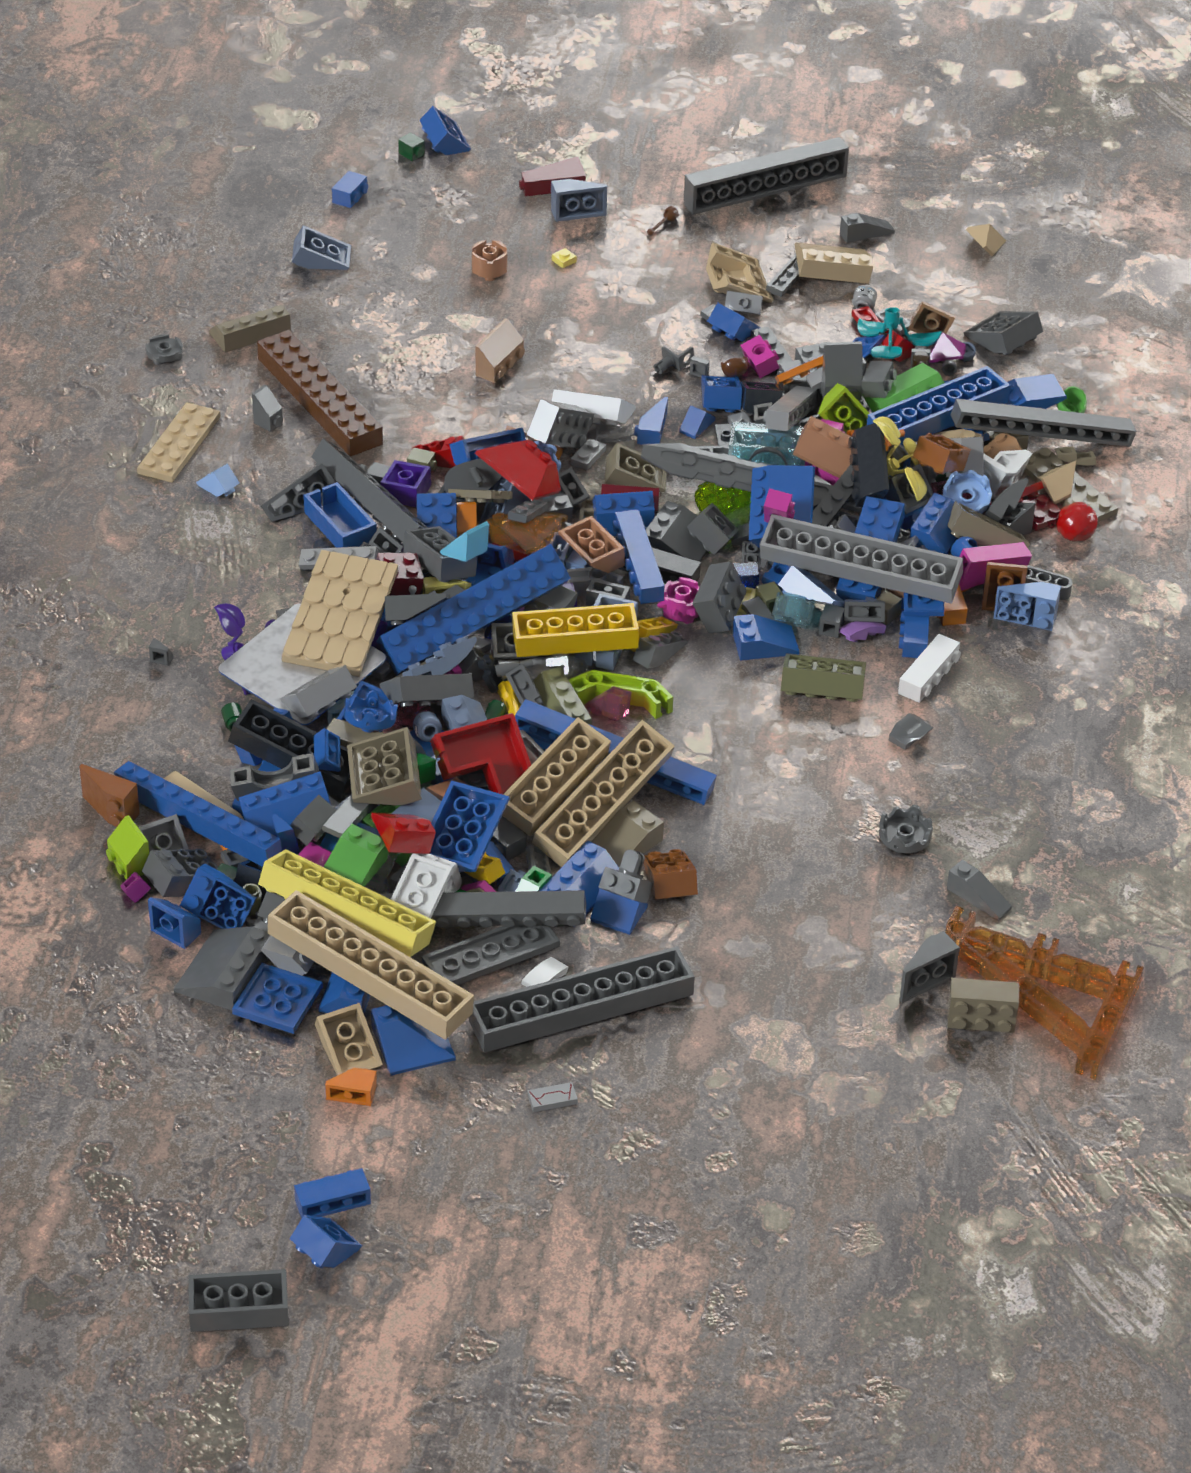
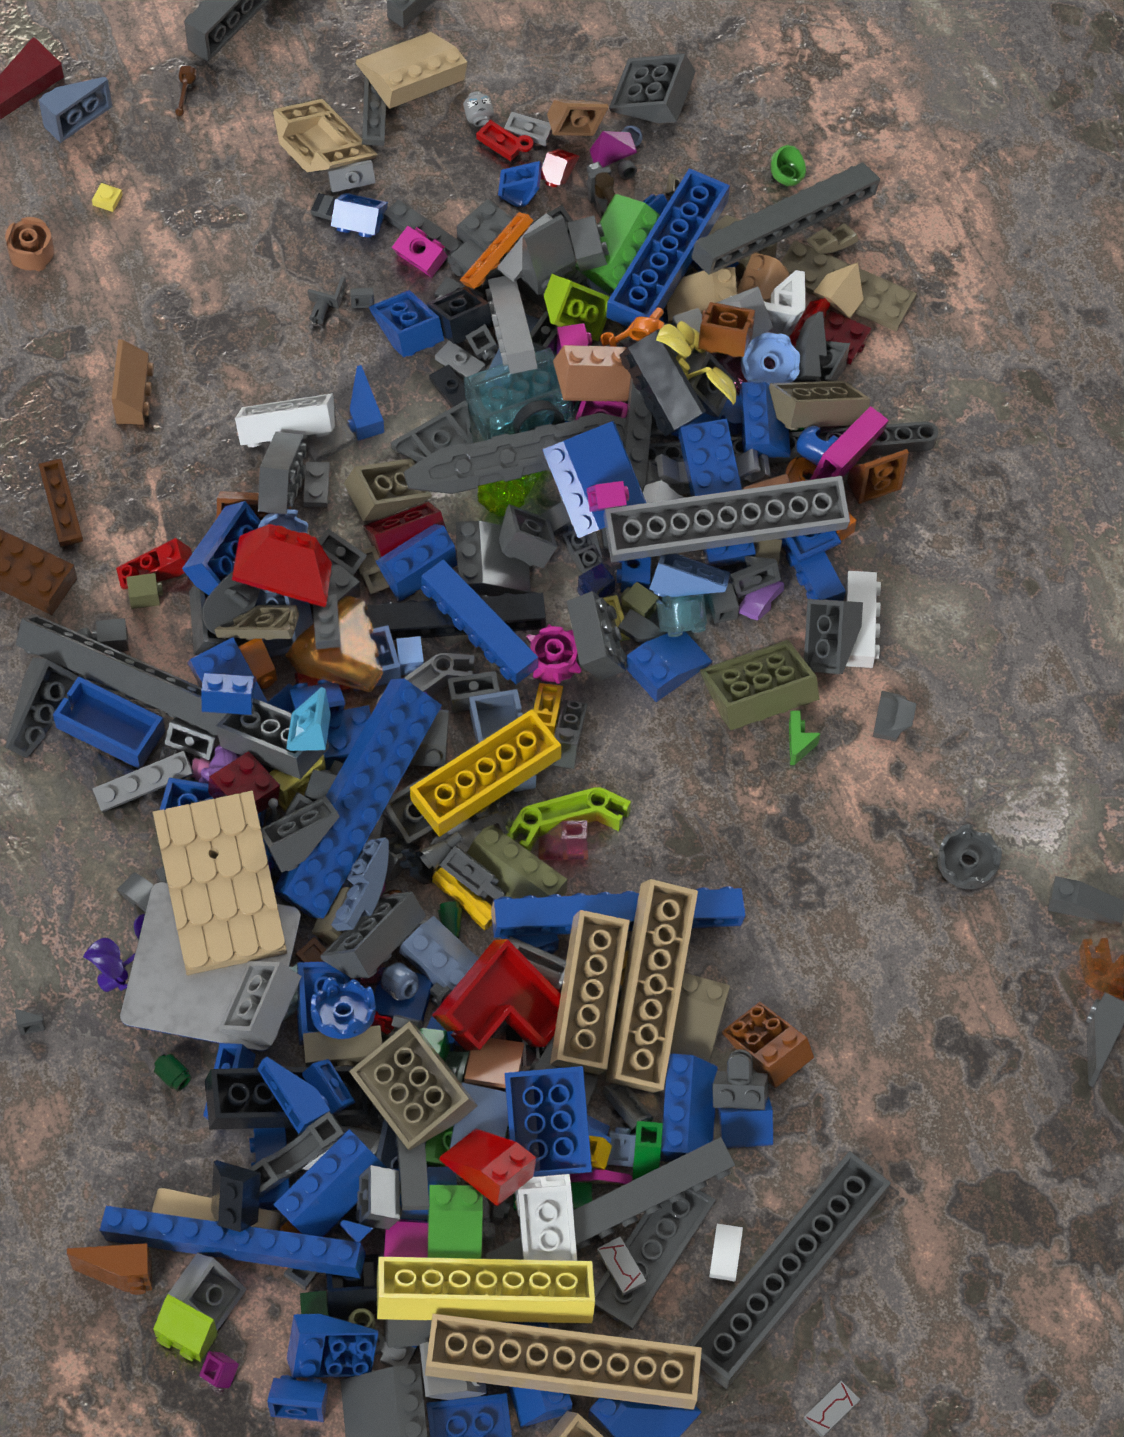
camera: 30 degrees left, 20 degrees up
(174, 869) = (256, 1321): dark grey slope -> none
(216, 781) = (235, 1196): none -> black slope
(297, 736) = (296, 1097): none -> blue slope
(402, 399) = (60, 502): none -> reddish brown plate
(406, 481) = (150, 632): dark purple slope -> none
(426, 513) = (228, 693): none -> blue slope
(460, 945) = (621, 1266): none -> light grey tile
(594, 544) = (426, 634): nougat slope -> none
(696, 422) = (406, 381): slope -> none
(735, 367) = (401, 279): reddish brown hair -> none
(829, 716) = (800, 742): none -> bright green slope
(891, 321) = (556, 187): teal plant -> none
(898, 656) = (831, 633): none -> dark grey slope
(1028, 604) = (917, 482): medium blue slope -> none
(1036, 391) = (748, 174): slope -> none
(1077, 521) = (891, 336): red piece -> none

